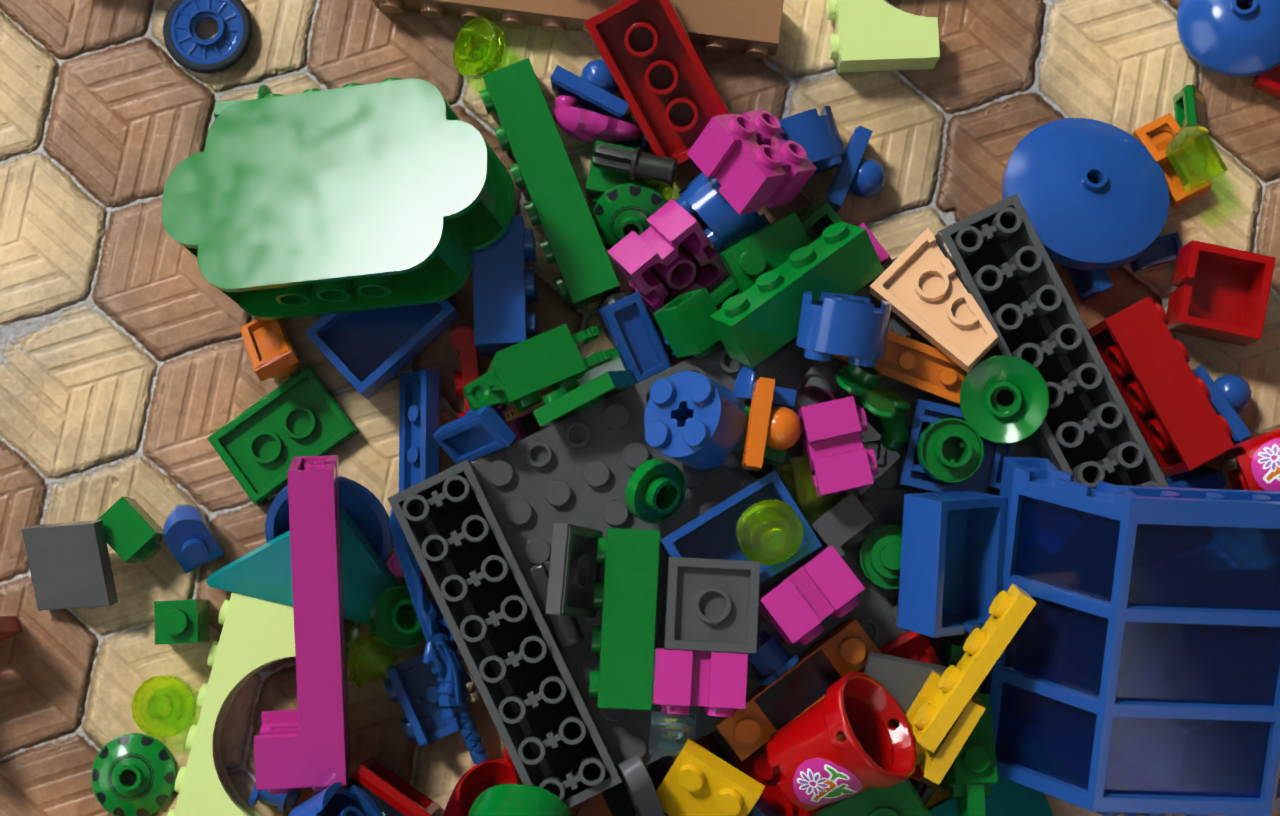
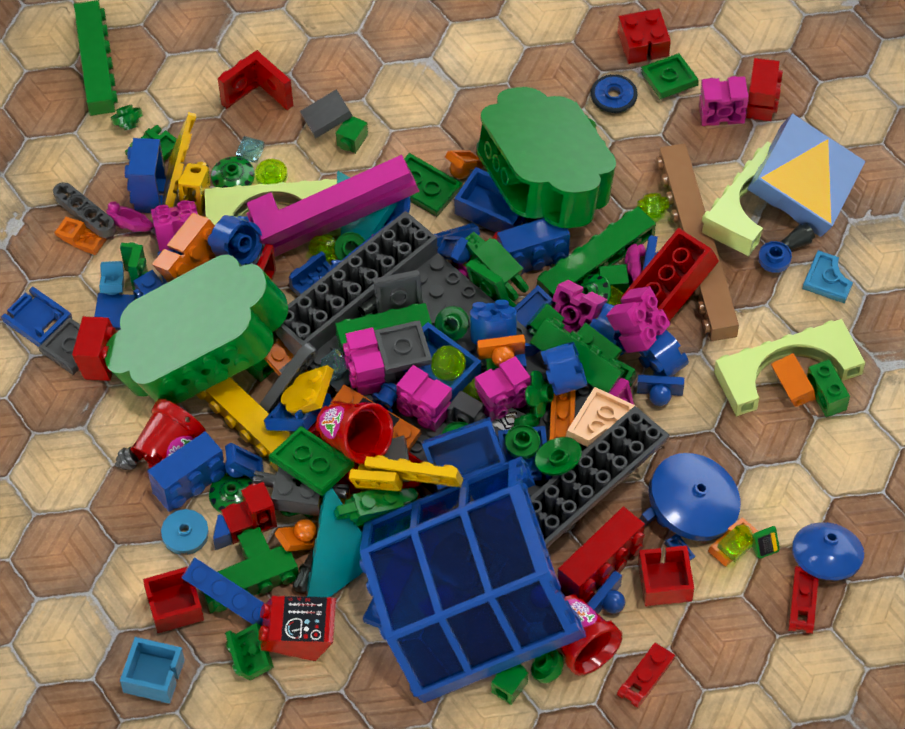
camera: 75 degrees right, 25 degrees down
(90, 727) = (250, 149): none -> clear light blue plate
(181, 621) = (315, 165): green brick -> none
(190, 537) = (357, 159): blue plate -> none
(635, 163) = (619, 279): pearl dark grey axle -> none

